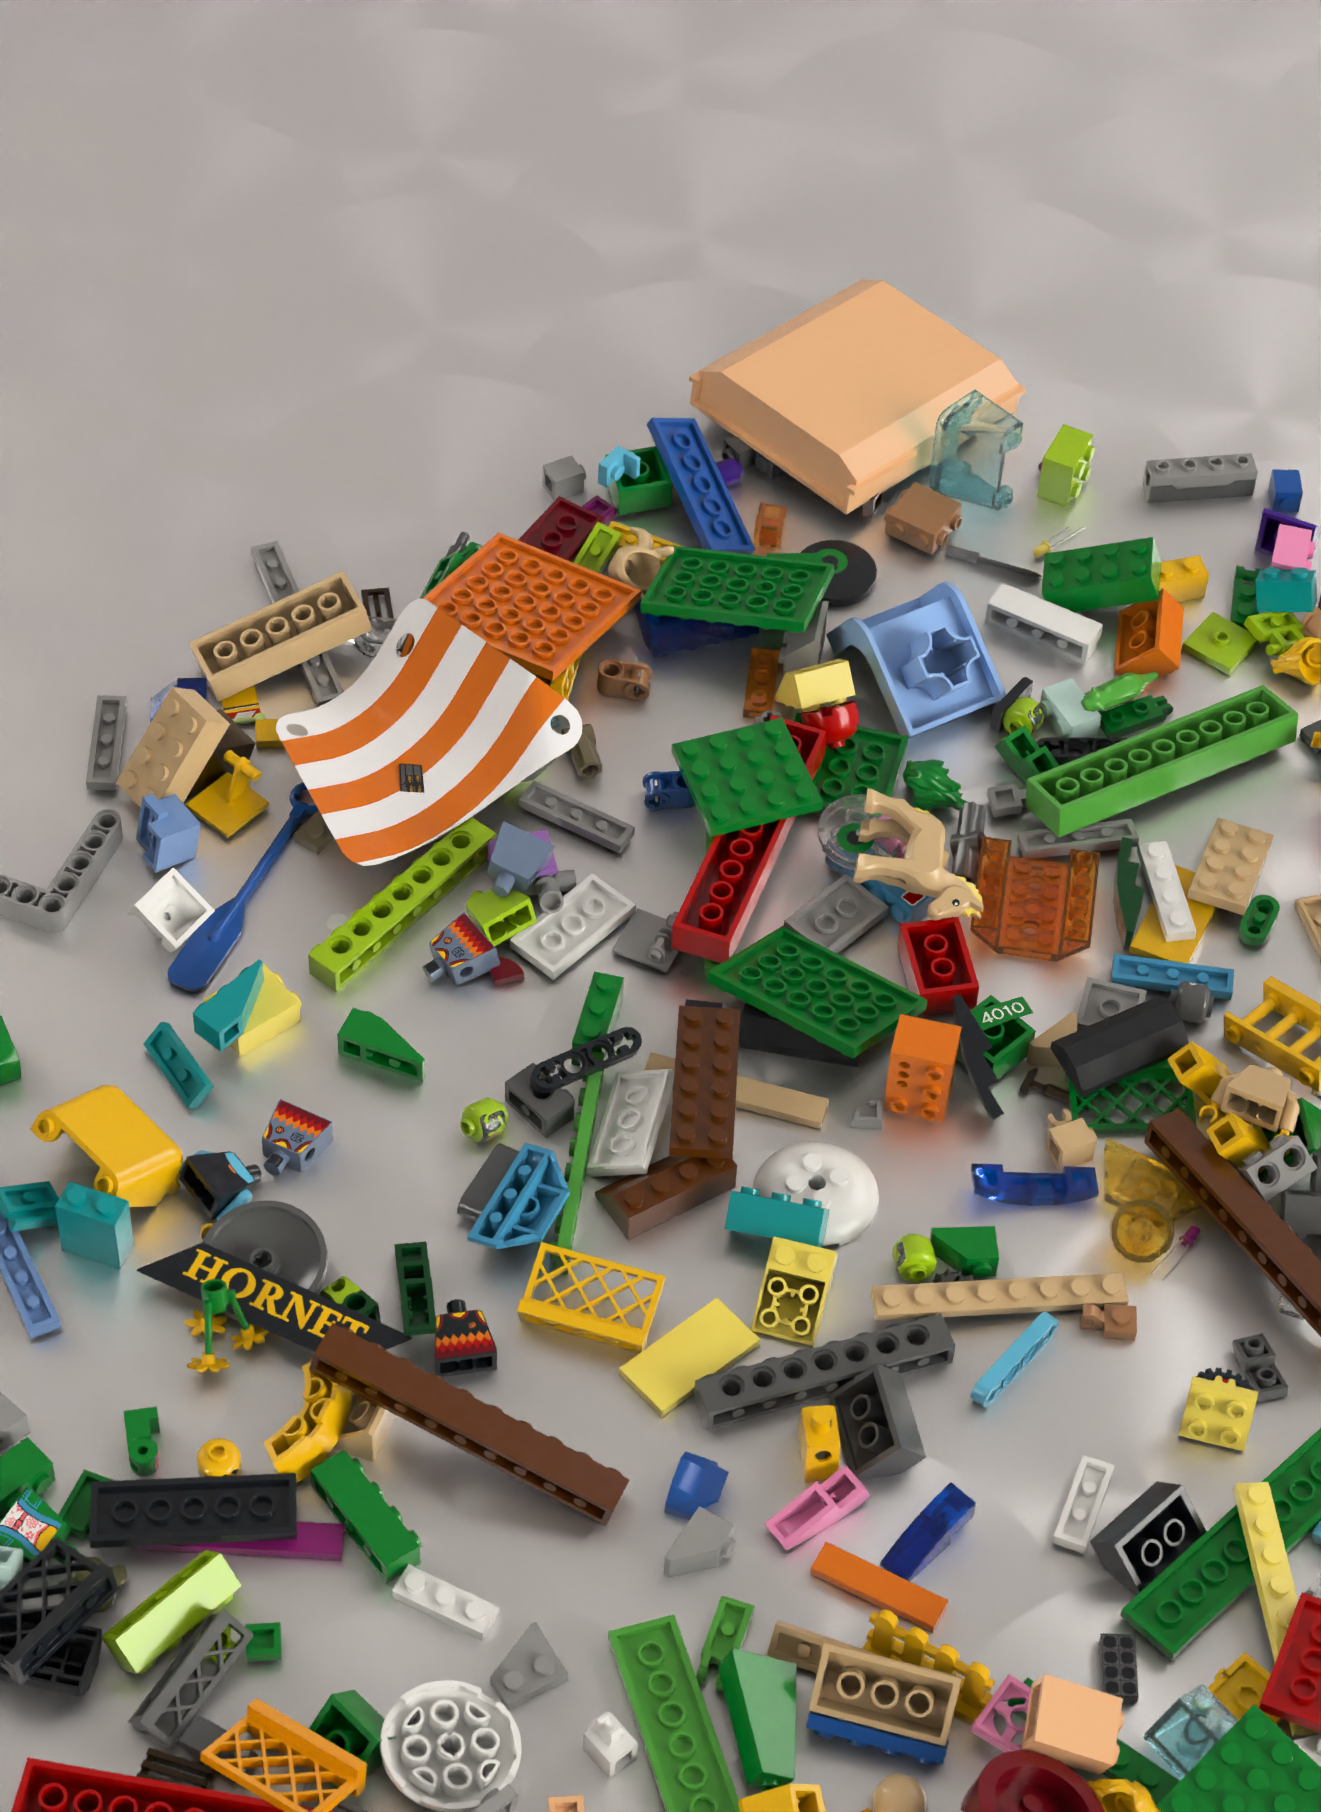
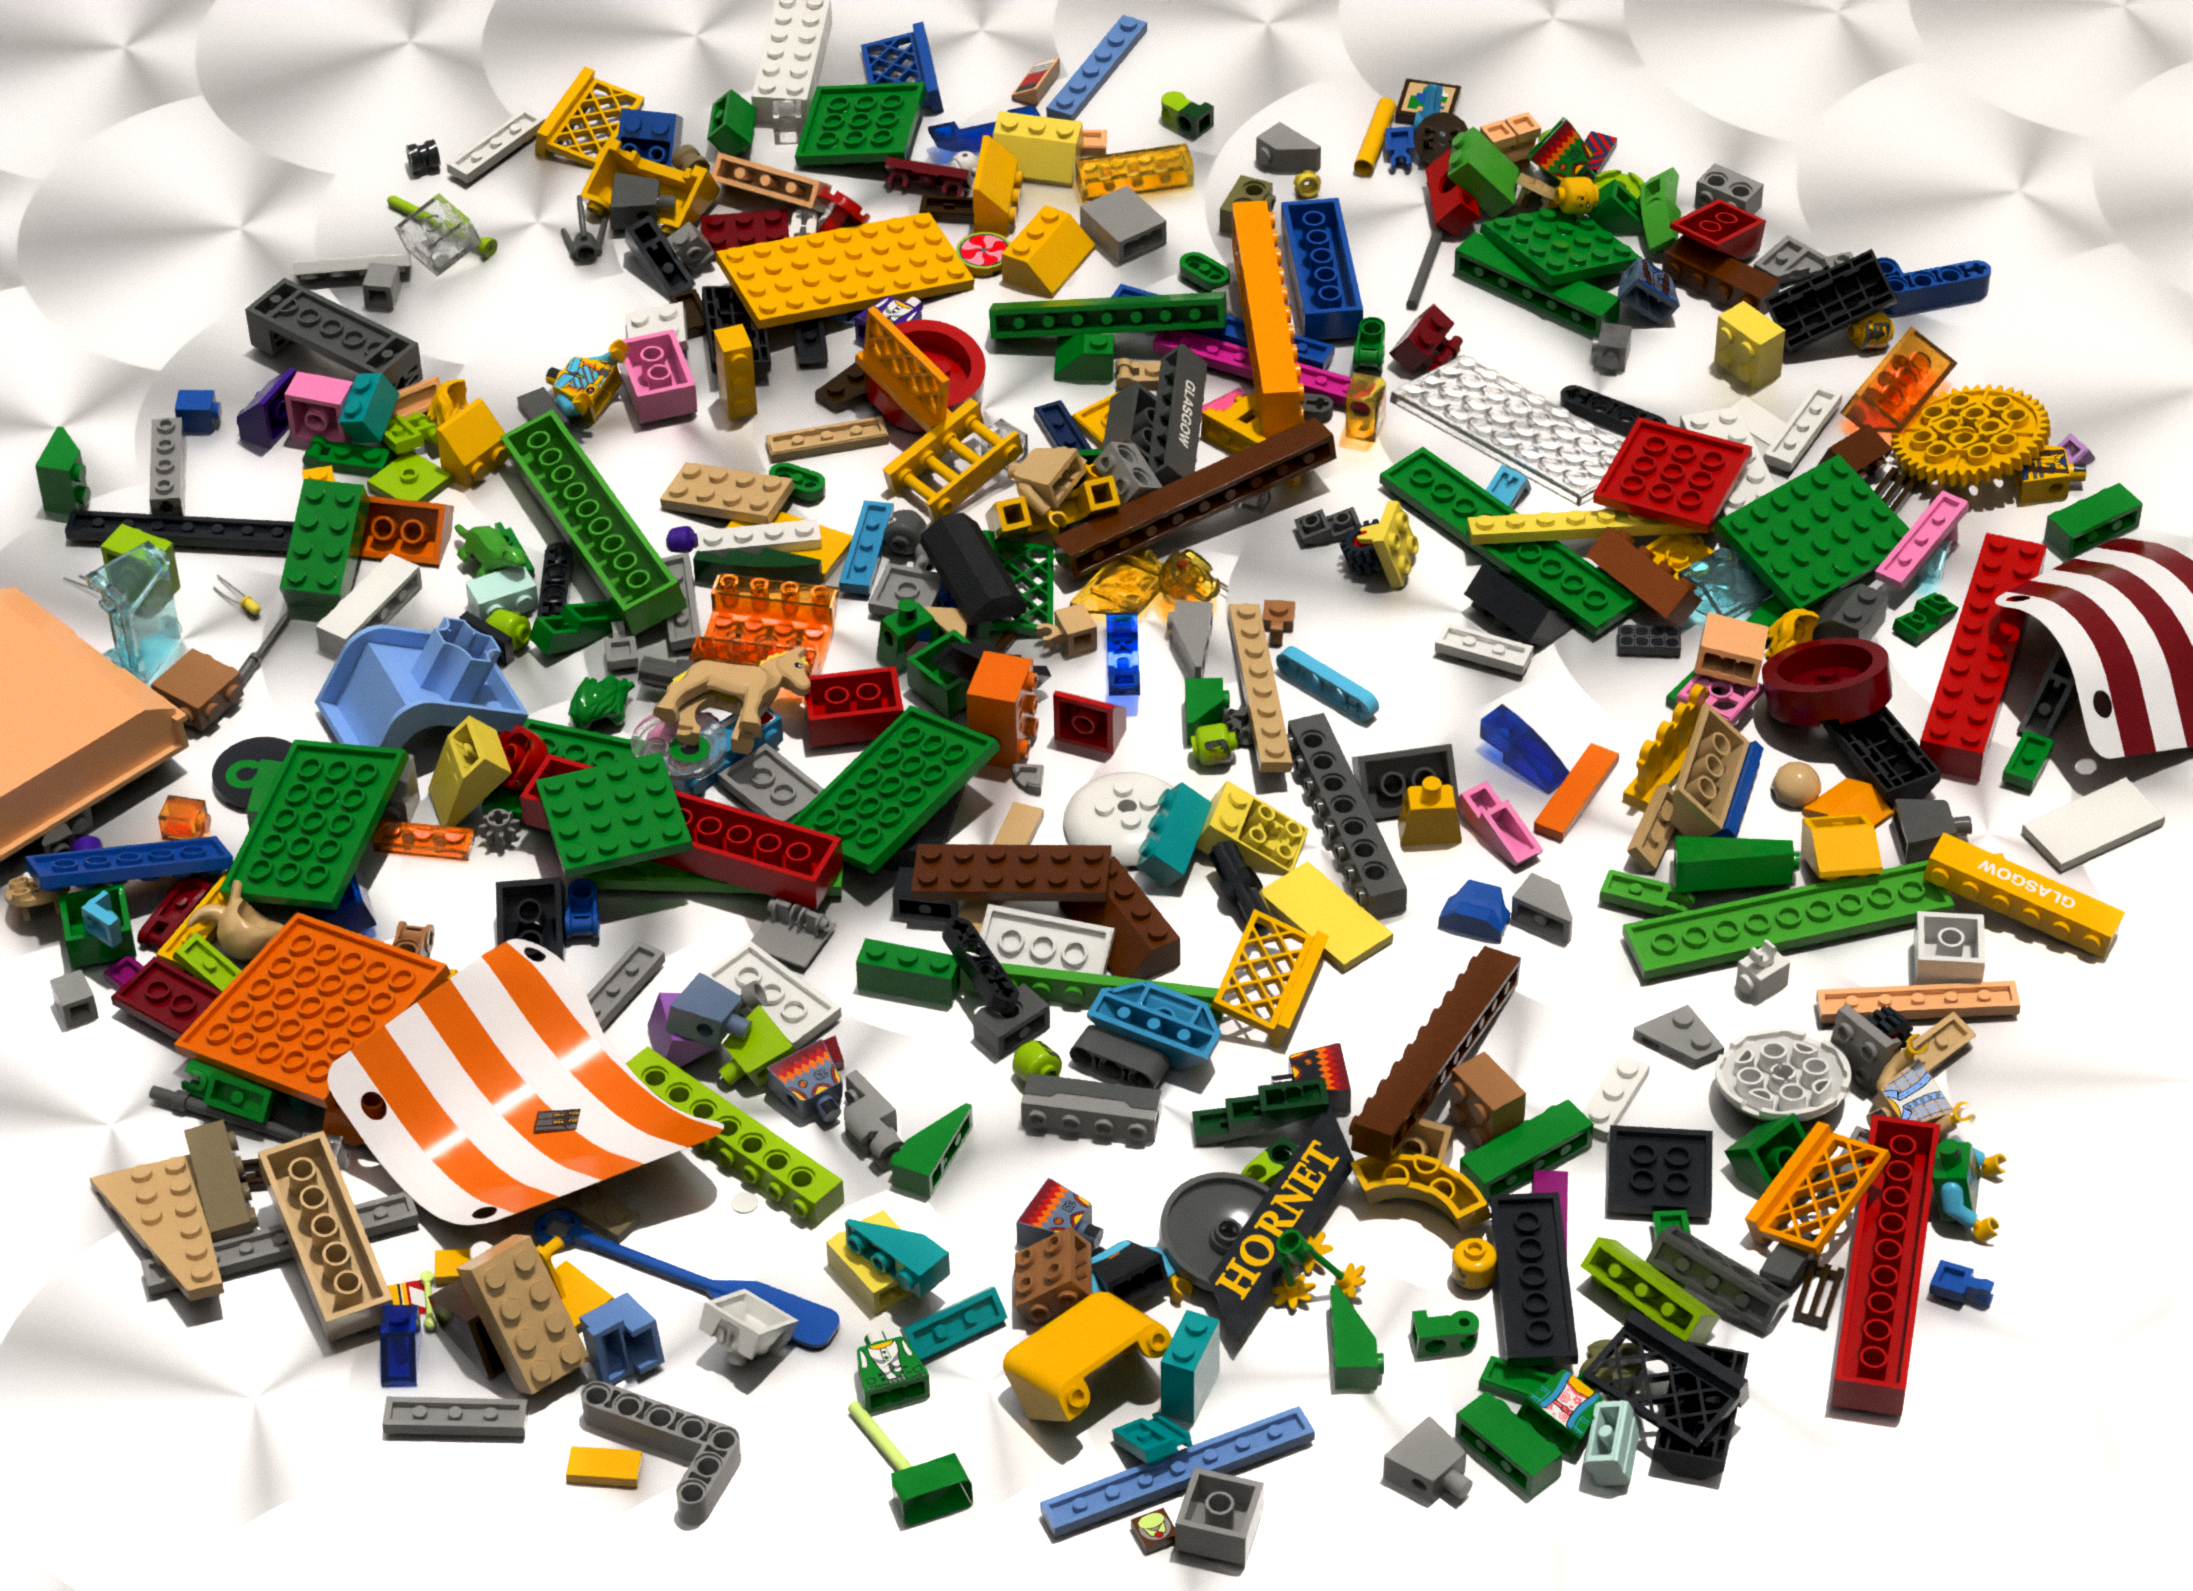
camera: 85 degrees left, 5 degrees down
(49, 840) = (604, 1466): none -> yellow tile
(59, 1023) = (878, 1436): none -> yellowish green bar
(127, 1019) = (890, 1372): none -> green torso
(128, 1364) = (1353, 1346): none -> green slope
(215, 1126) = (1052, 1275): none -> medium nougat brick
(339, 1636) = (1660, 1170): none -> black plate
(345, 544) = (167, 1217): none -> tan wing
(368, 574) = (219, 1180): none -> dark tan brick
(416, 1472) = (1485, 1099): none -> medium nougat brick
(419, 999) = (871, 1120): none -> light grey plate
(430, 1162) = (1091, 1107): none -> light grey piece
(642, 751) = (533, 913): none -> black slope
(664, 528) = (173, 911): none -> dark red plate
(698, 1286) = (1239, 881): none -> black piece
(939, 1151) = (1088, 722): none -> red slope
(1001, 1012) = (928, 646): green sticker -> none
(1044, 999) = (905, 634): none -> green torso
(1069, 1241) = (1191, 633): none -> light grey slope
(1129, 481) = (184, 529): none -> black plate
(1175, 839) = (681, 539): none -> dark purple piece
(1179, 407) = (62, 475): none -> green slope
(1199, 1654) = (1644, 577): none -> dark orange brick
(1258, 664) = (471, 444): none -> yellow slope

